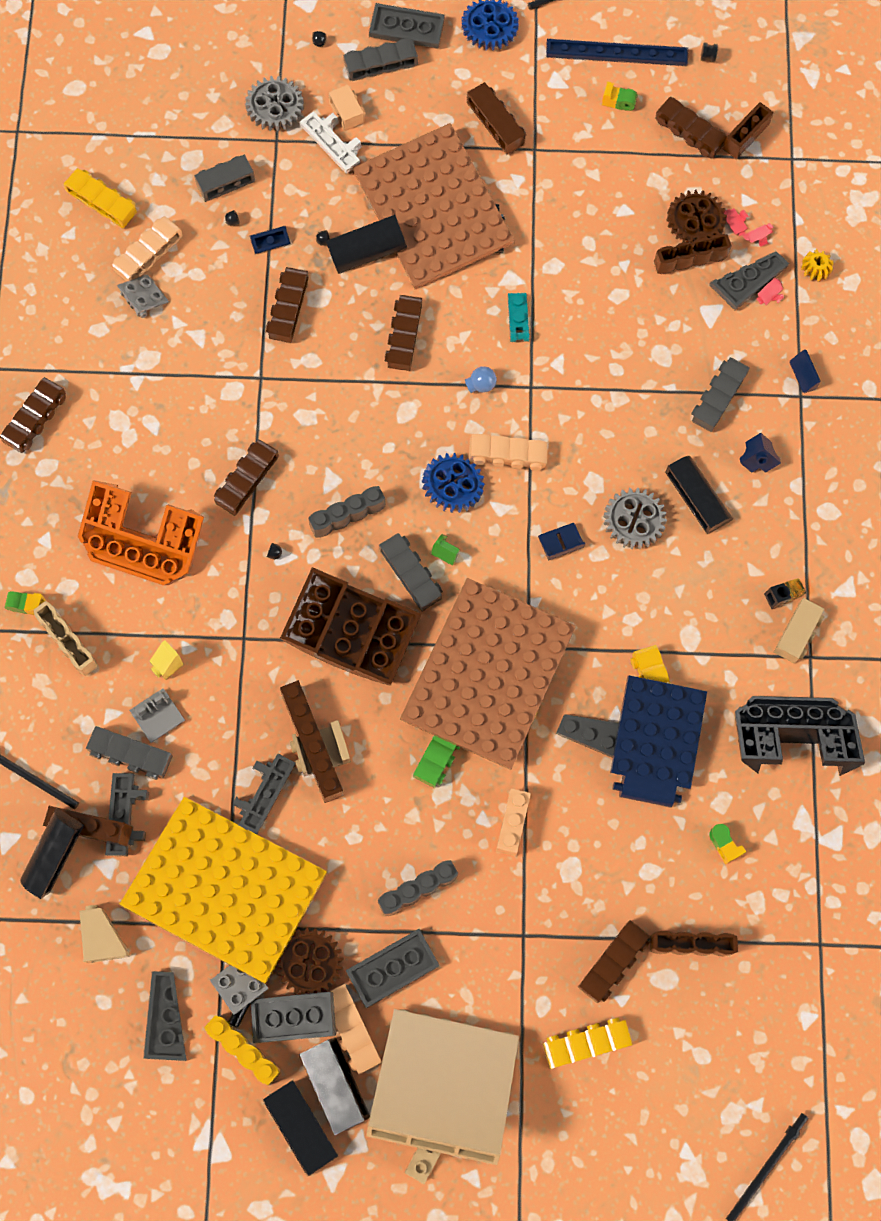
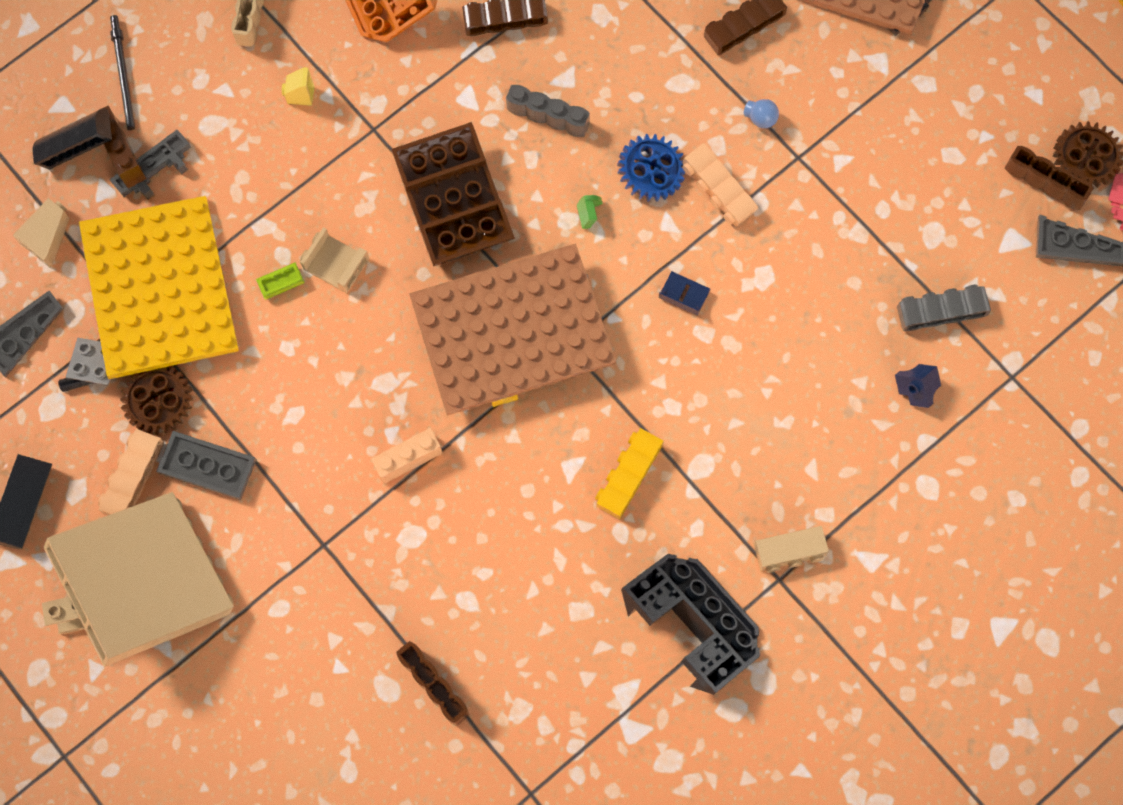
camera: 55 degrees right, 0 degrees up
(129, 752) = (204, 127): dark grey brick -> none
(157, 715) = (252, 121): light grey hinge -> none
(238, 1045) = (44, 413): yellow brick -> none
(274, 551) = (463, 87): black hinge -> none
(274, 778) = (246, 256): dark grey hinge -> none
(293, 1017) = (100, 422): dark grey plate -> none
(300, 799) = (280, 281): none -> lime plate
(311, 741) = (332, 247): reddish brown brick -> none
(335, 1086) = (77, 495): brick -> none
(410, 571) = (543, 201): dark grey brick -> none
(412, 890) = (282, 428): dark grey brick -> none
(434, 761) = (402, 354): bright green brick -> none
(518, 317) = (849, 94): teal plate -> none
(587, 1044) = (276, 668): yellow brick -> none
(590, 733) = (549, 471): dark grey wing -> none
(613, 962) = (362, 632): reddish brown brick -> none
(651, 524) = (753, 316): light grey gear -> none
(657, 740) = (579, 509): dark blue plate -> none
(698, 494) = (836, 366): black brick -> none
(724, 844) = (546, 633): leg -> none
(770, 292) = (1084, 272): coral piece -> none
(784, 593) = (815, 509): black leg -> none
(805, 372) = (1036, 360): dark blue slope -> none

